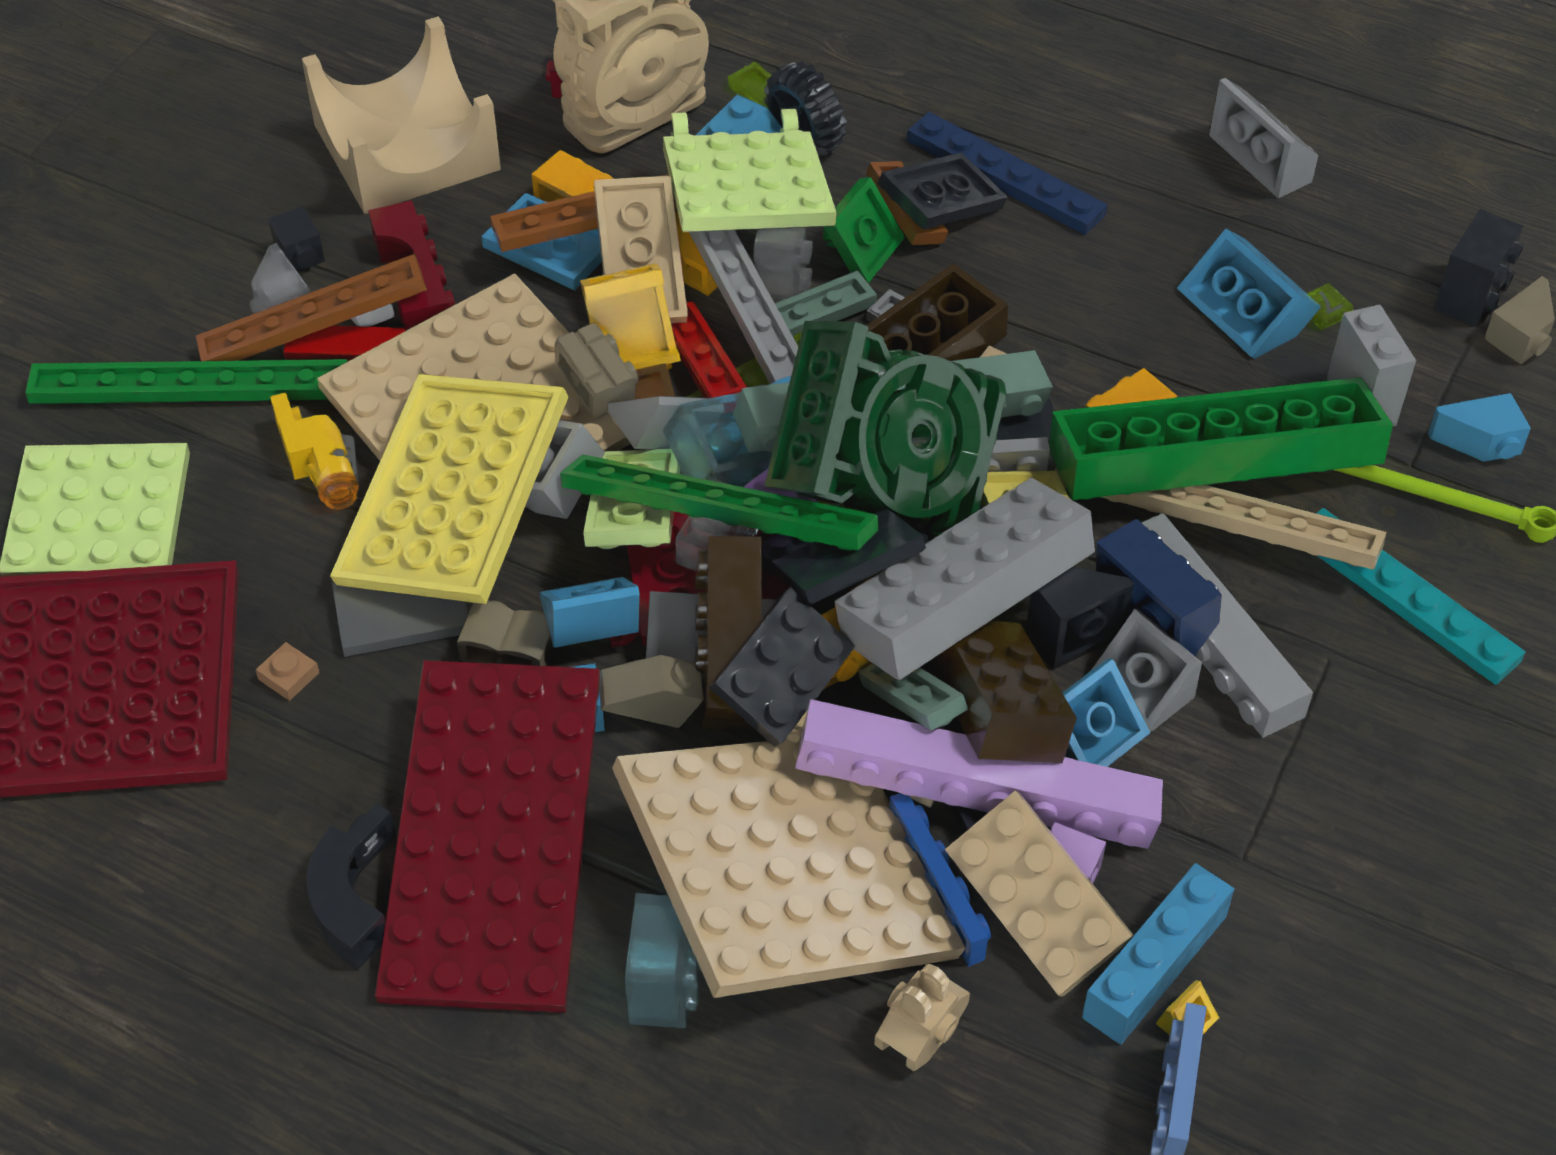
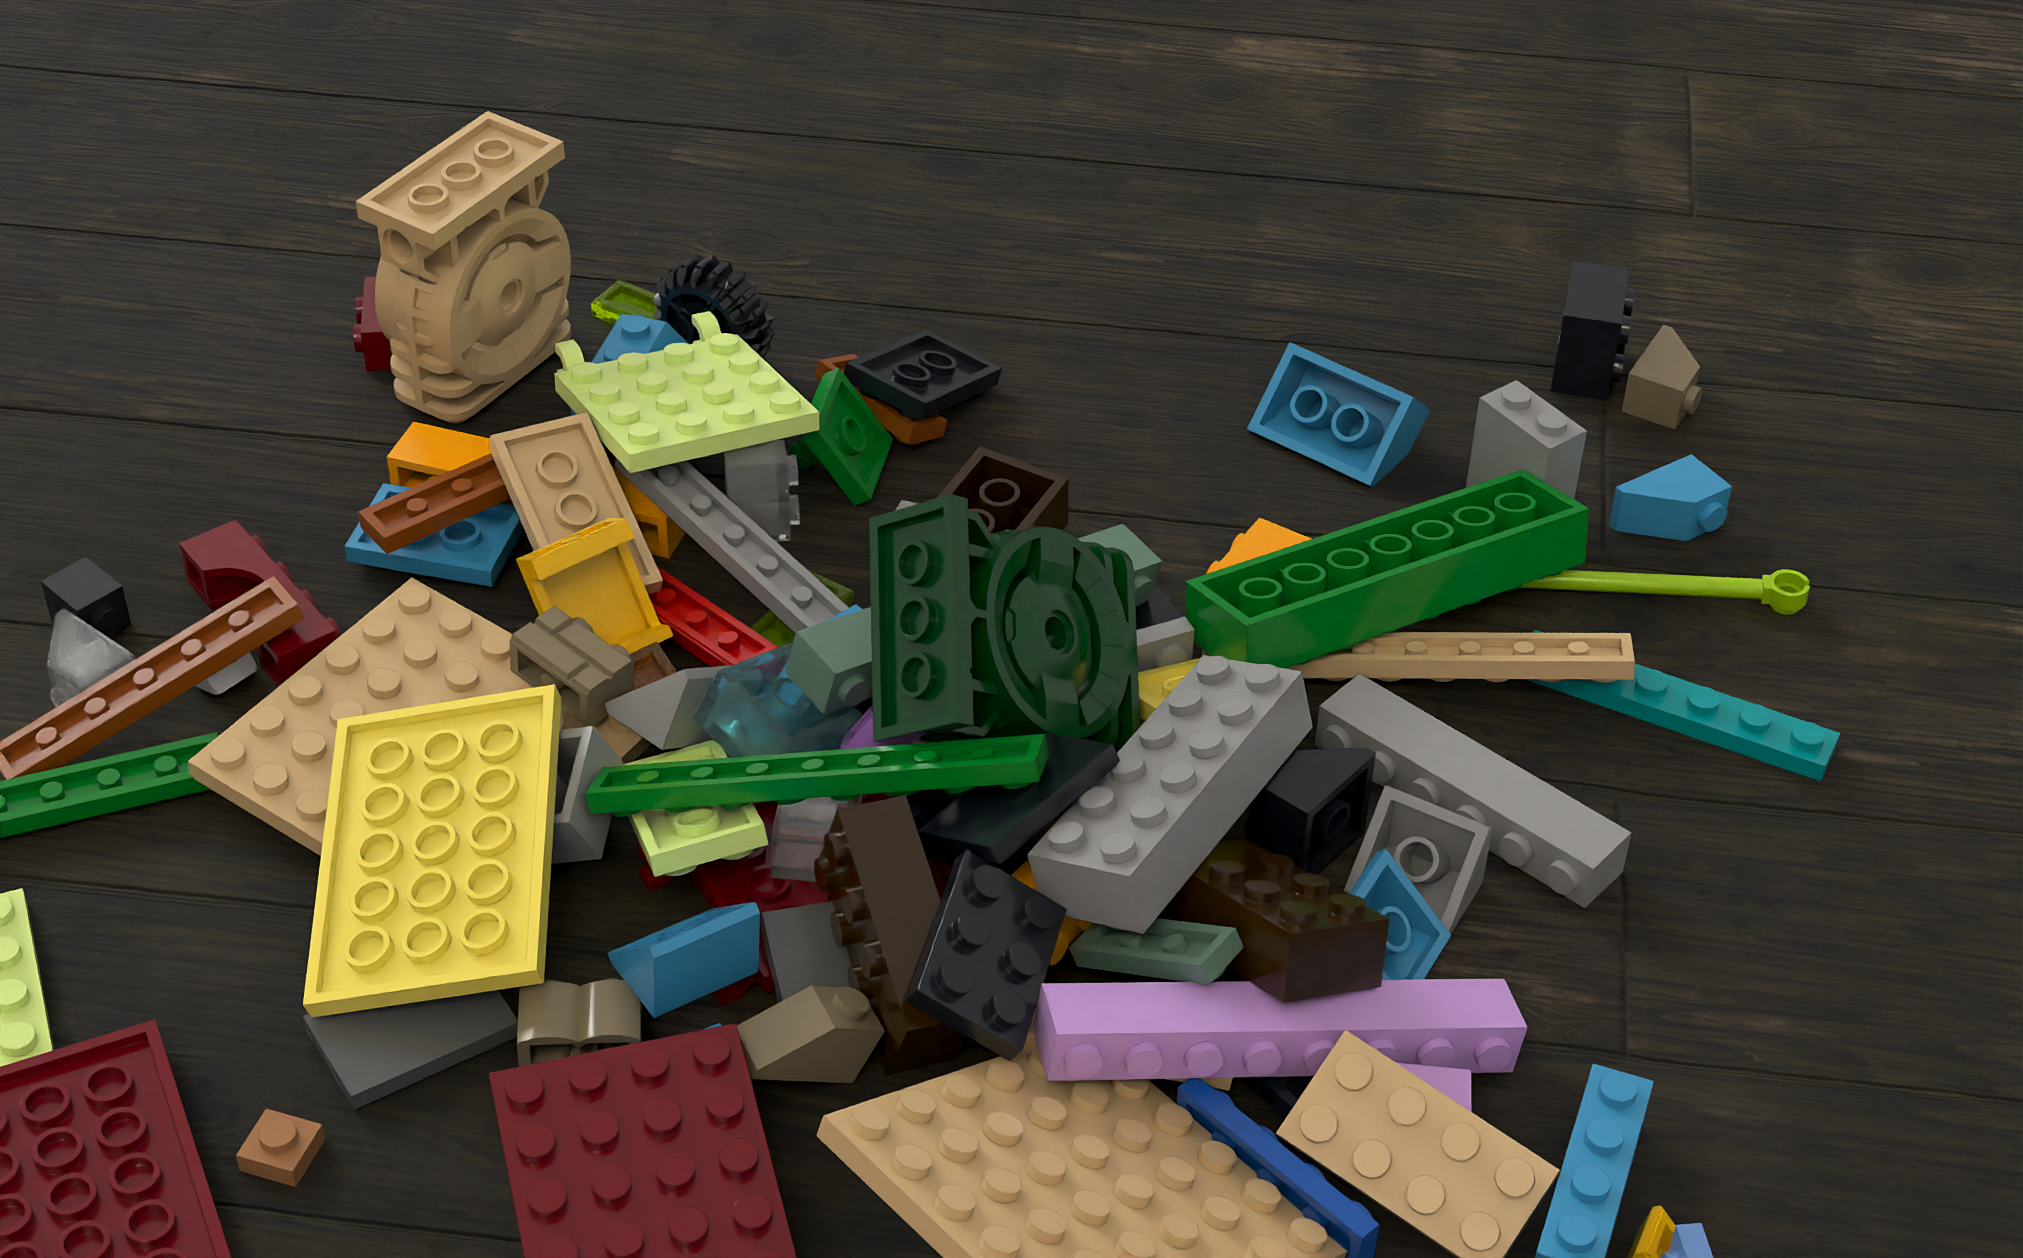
camera: 20 degrees left, 10 degrees down
(318, 451) = (218, 854): yellow plate -> none
(339, 342) = (195, 715): red tile -> none
(405, 130) = (188, 442): tan piece -> none
(827, 302) = (832, 529): sand green plate -> none
(1010, 173) = (1004, 345): dark blue plate -> none
(1163, 584) = (1412, 747): dark blue slope -> none
(1260, 141) = (1275, 247): light grey slope -> none
(1332, 306) = (1442, 413): clear neon green tile -> none

